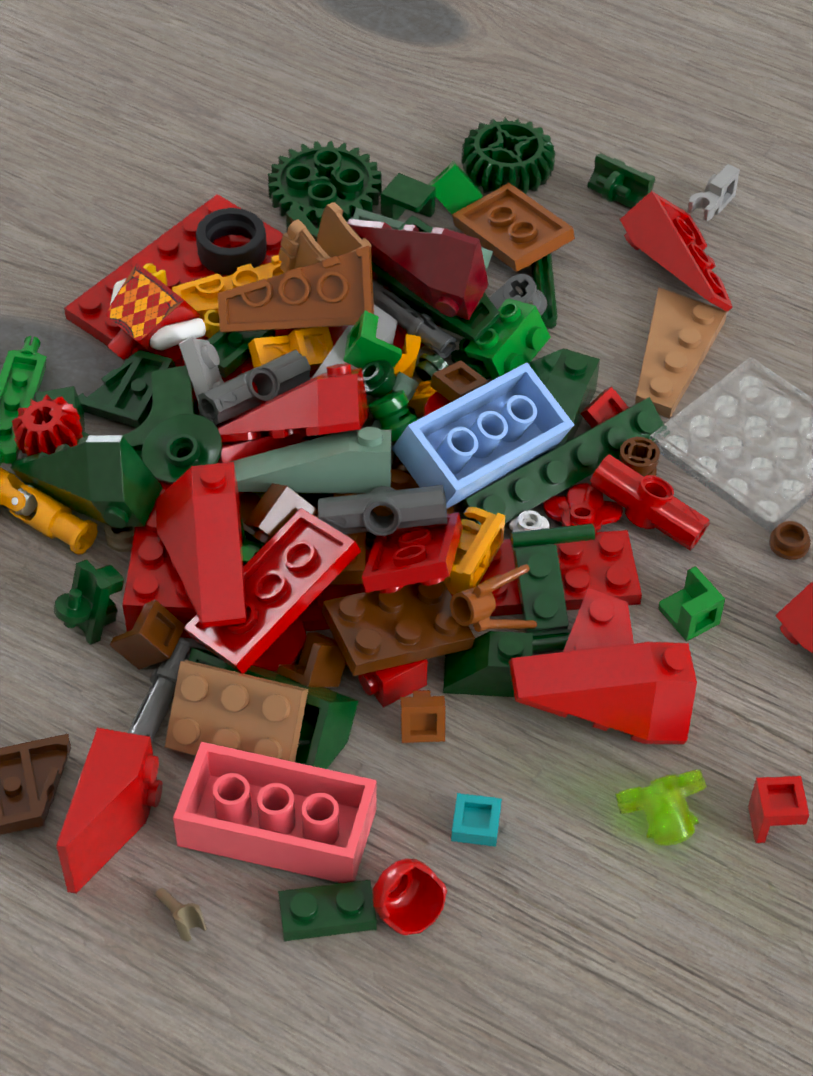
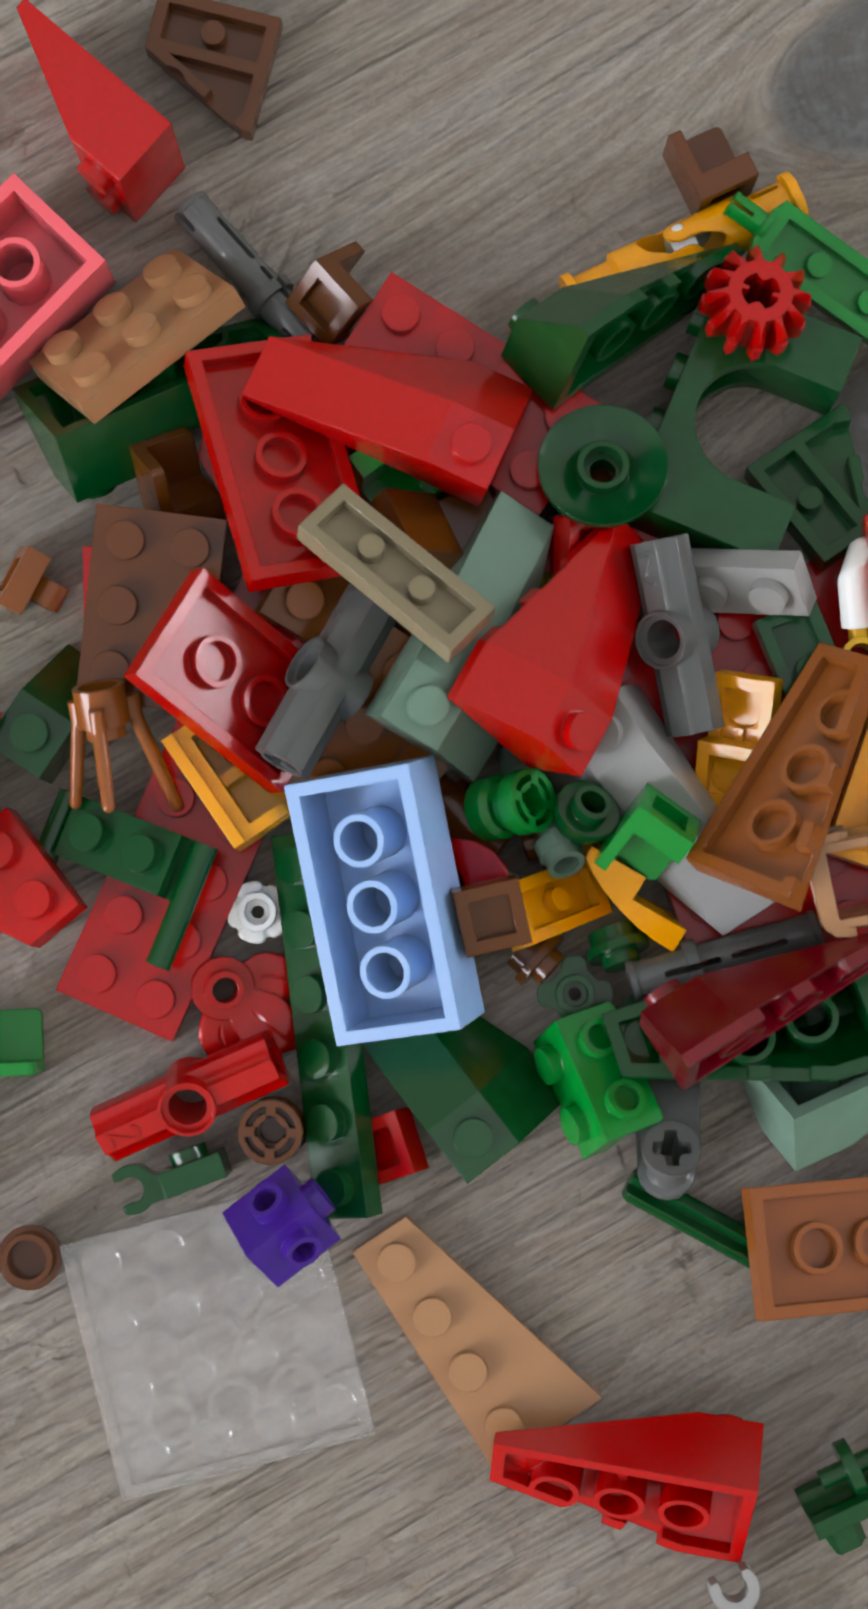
camera: 120 degrees right, 35 degrees up
(89, 601) = (430, 216): dark green hips -> none
(307, 479) = (395, 573): none -> dark tan plate
(694, 420) = (283, 1224): none -> dark purple brick
(694, 490) = (189, 1170): none -> dark green plate

